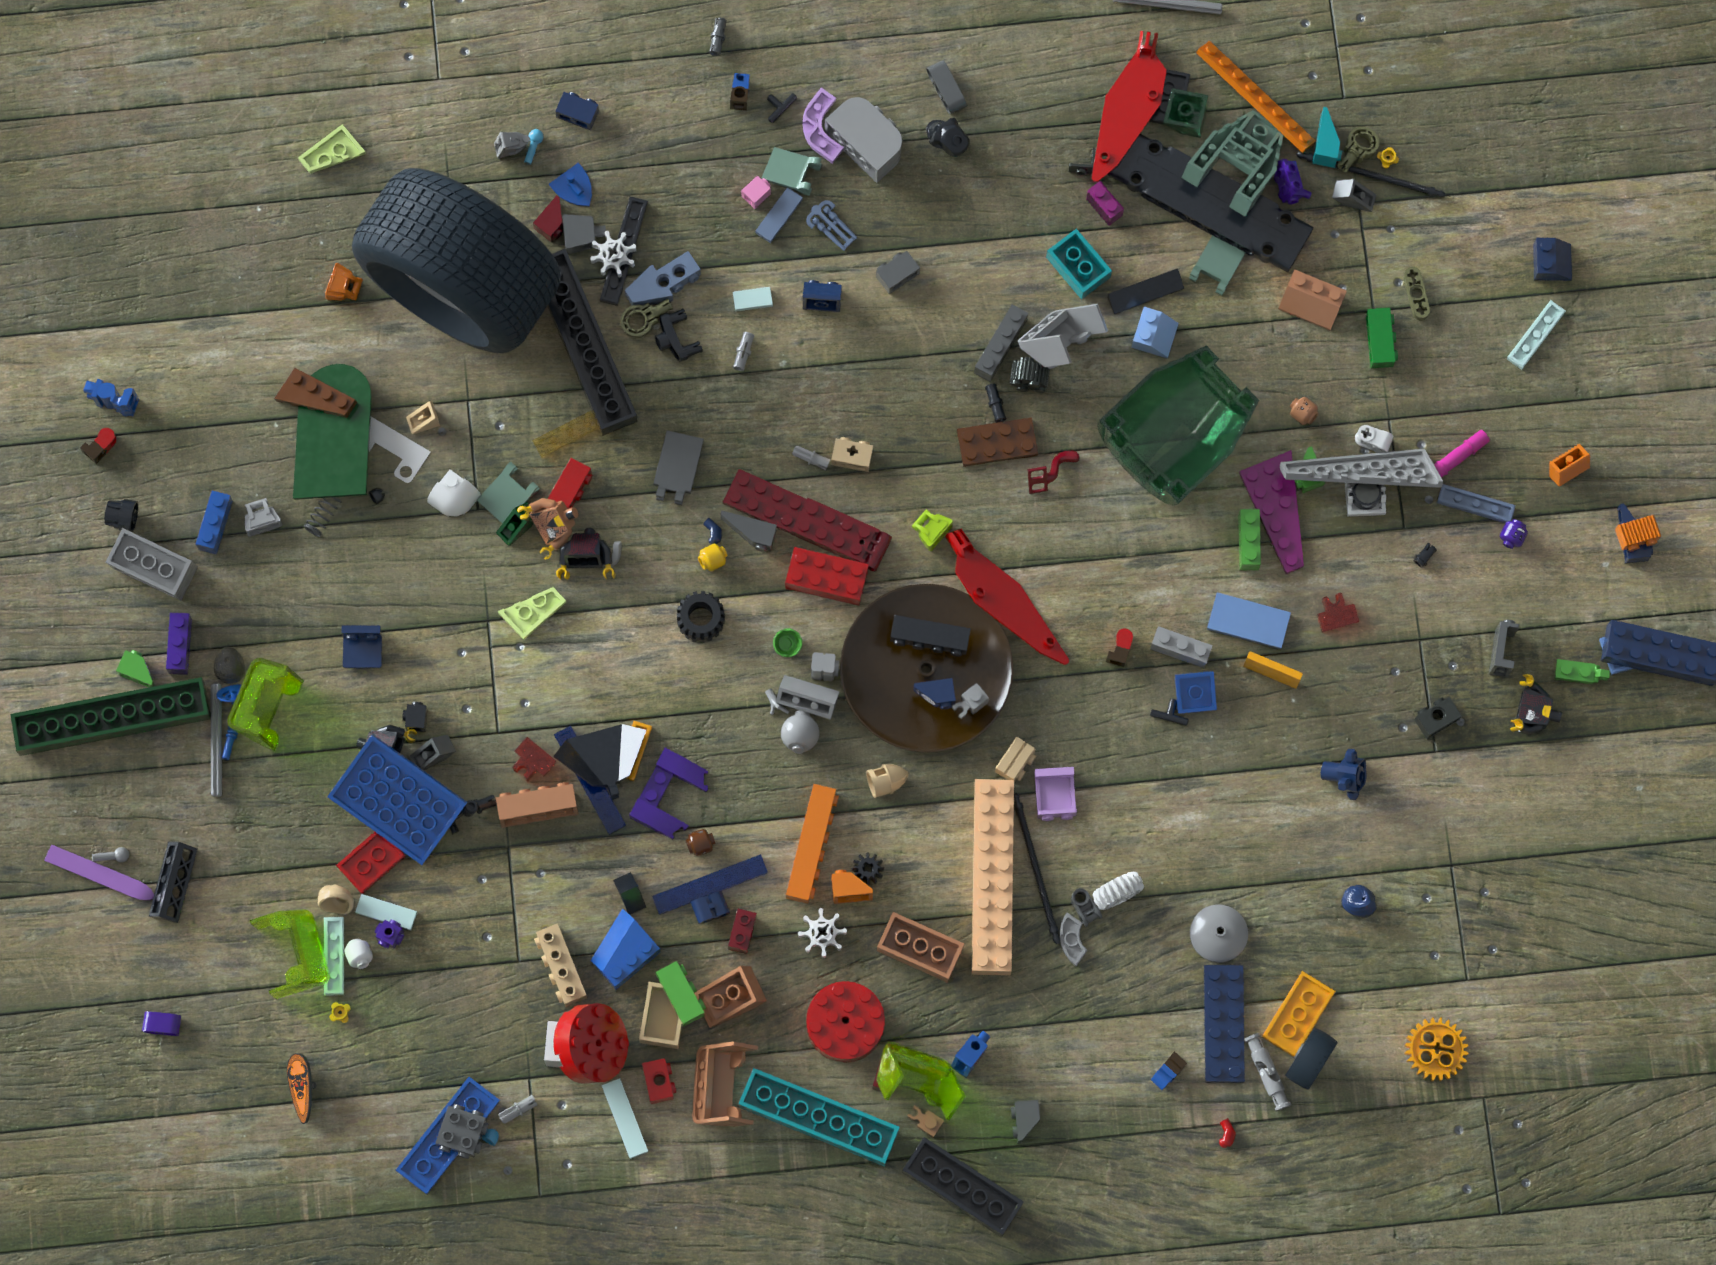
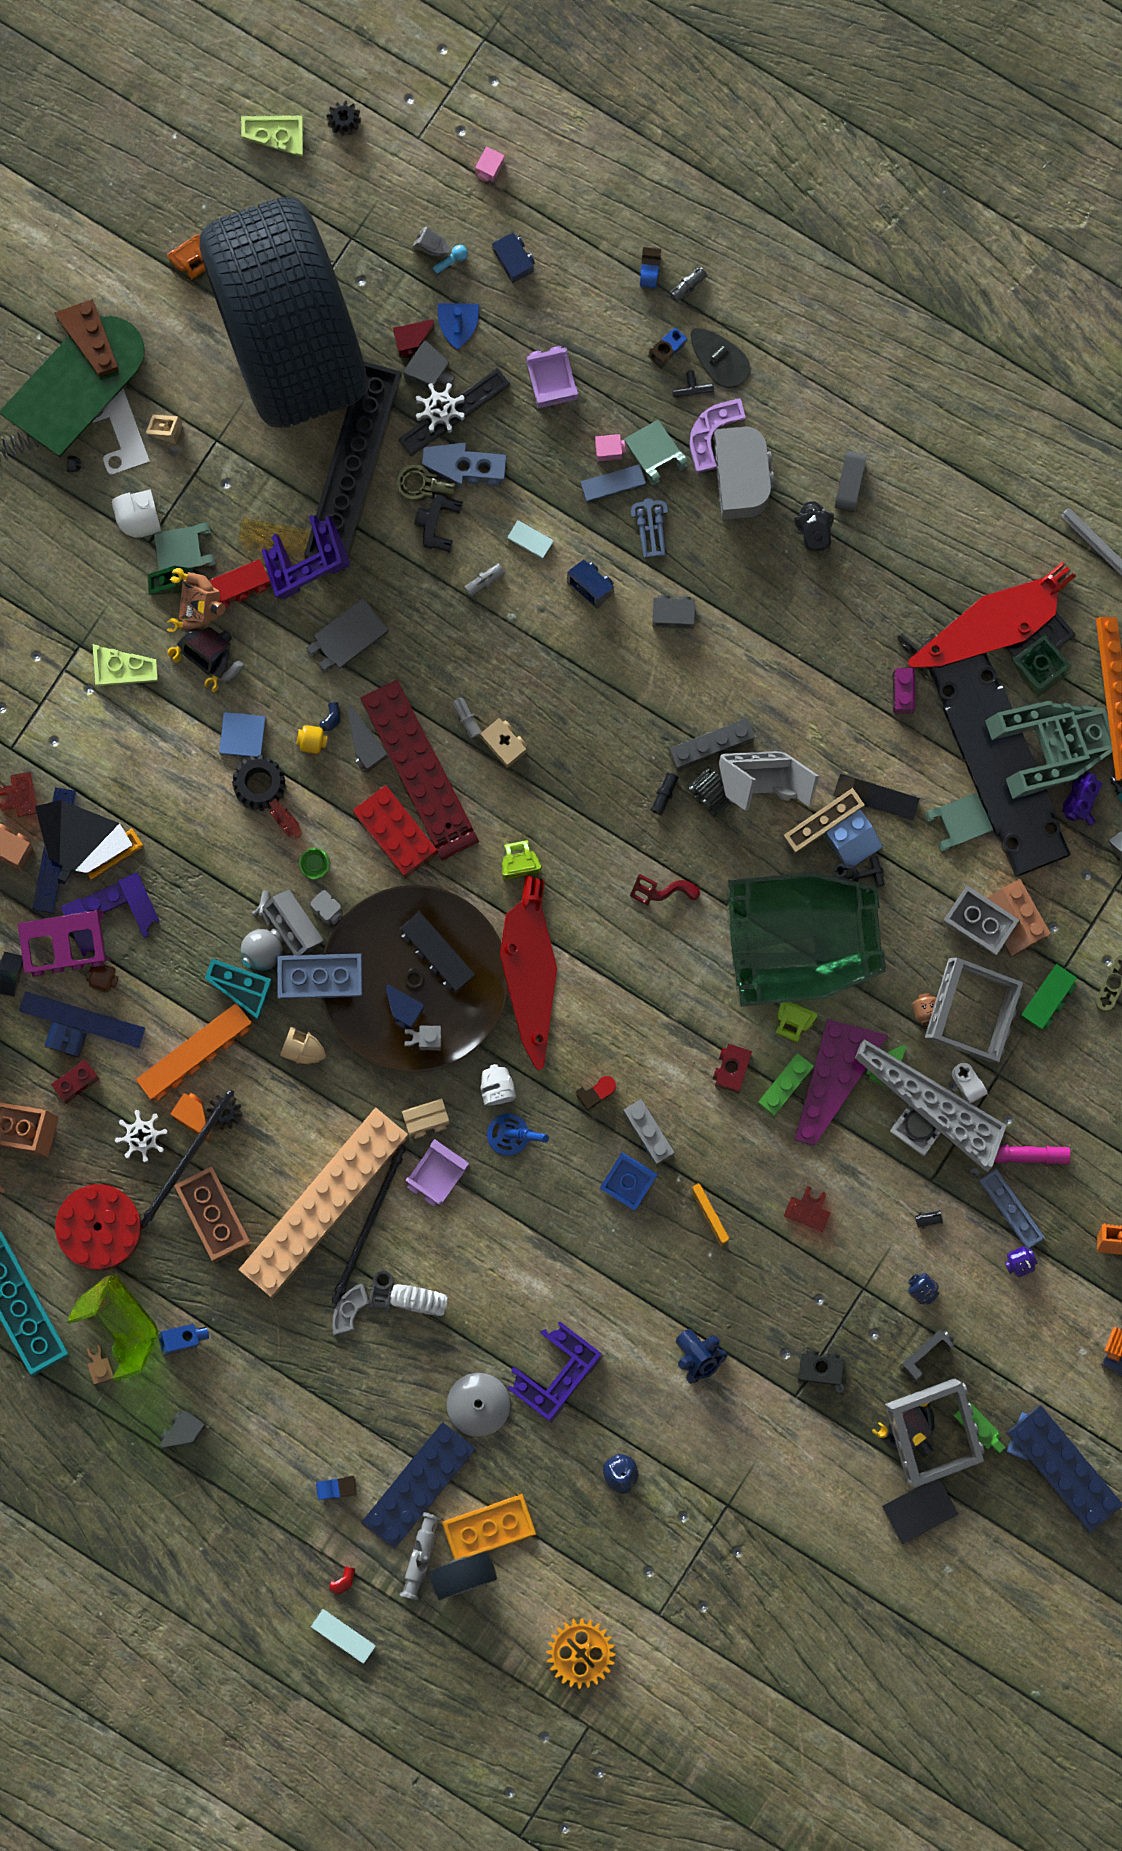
camera: 40 degrees right, 5 degrees up
(367, 107) = (341, 111): none -> black gear
(507, 58) = (489, 165): none -> bright pink brick
(624, 414) = (331, 558): none -> dark purple wedge
(644, 830) = (59, 930): none -> magenta window
(659, 593) = (242, 735): none -> medium blue tile
(674, 174) = (551, 377): none -> lavender panel
(681, 45) = (650, 267): none -> leg
(742, 627) = (285, 820): none -> clear red plate
(782, 71) = (720, 358): none -> pearl dark grey shield
(806, 769) = (240, 985): none -> teal wedge
(859, 717) = (319, 976): none -> sand blue plate
(869, 856) = (223, 1104): none -> black hose
(962, 1187) = (81, 1446): black brick -> none
(997, 442) = (638, 829): reddish brown plate -> none
(1048, 697) = (497, 1086): none -> white helmet
(1078, 264) = (836, 727): teal brick -> none
(1085, 724) = (520, 1132): none -> blue dish
(1124, 335) = (823, 820): none -> tan brick
(1169, 716) = (591, 1183): black piece -> none
(1174, 354) = (850, 873): none -> black pin
(1202, 545) = (740, 1058): none -> dark red brick
(1215, 487) = (796, 1017): none -> lime piece
(1248, 620) = (727, 1155): medium blue tile -> none
(1259, 1172) = (343, 1636): none -> light aqua tile
(1267, 841) = (582, 1361): none -> dark purple wedge
(1289, 320) = (980, 920): none -> light grey slope
(1314, 394) = (944, 1001): none -> light grey window
(1462, 605) = (923, 1288): none -> dark blue head
(1536, 716) = (902, 1440): none -> light grey window
(1586, 761) = (920, 1510): none -> black tile

